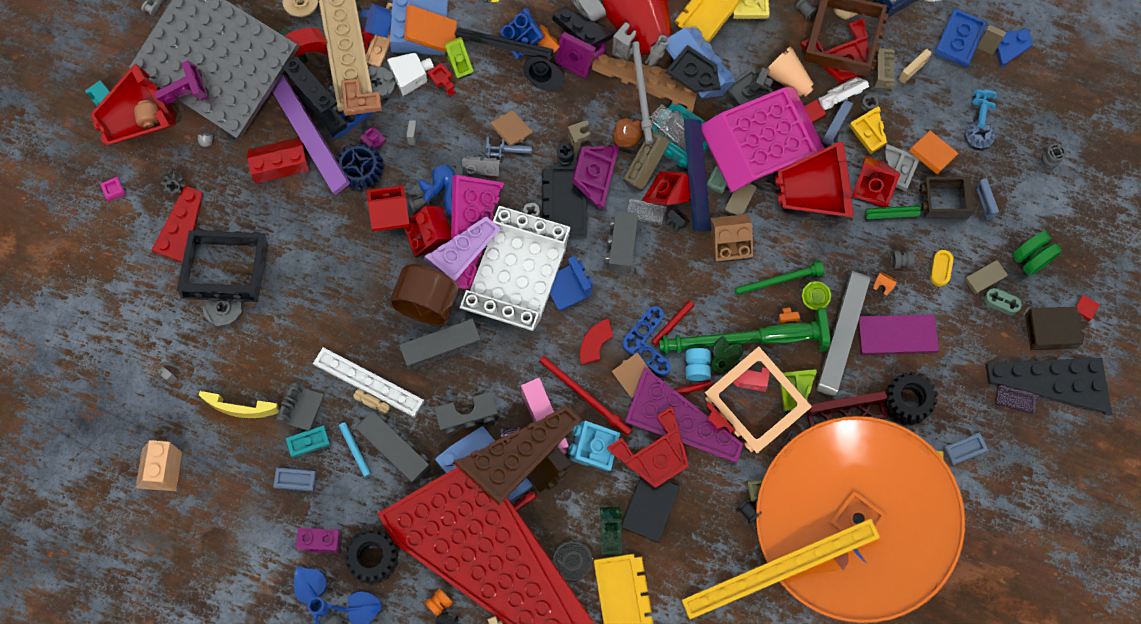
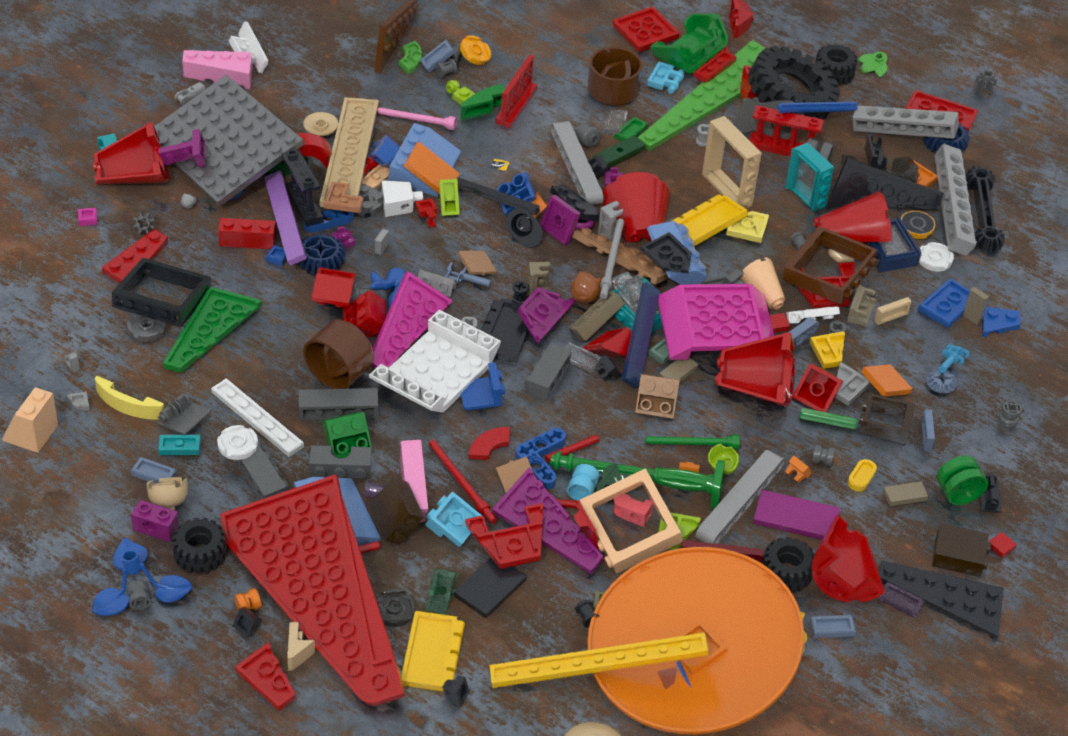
camera: 15 degrees right, 25 degrees down
(145, 114) = (143, 164): nougat head -> none
(192, 418) = (79, 401): none -> light grey tile
(284, 281) = (211, 322): none -> green wing
(315, 179) = (276, 256): none -> blue tile
(318, 504) = (168, 492): none -> tan cylinder
(354, 449) = (221, 468): medium azure bar -> none
(364, 429) = (237, 442): none -> white tile
(371, 401) = (264, 439): tan axle -> none
(461, 378) = (346, 432): none -> green slope
(463, 249) = (393, 331): lavender wing -> none
(509, 460) = (372, 484): reddish brown wing -> none
(657, 51) = (640, 234): light grey pin -> none
(962, 380) = (846, 565): none -> red cone
(1002, 301) = (915, 517): sand green beam -> none
(1063, 262) = (990, 499): none -> black hinge

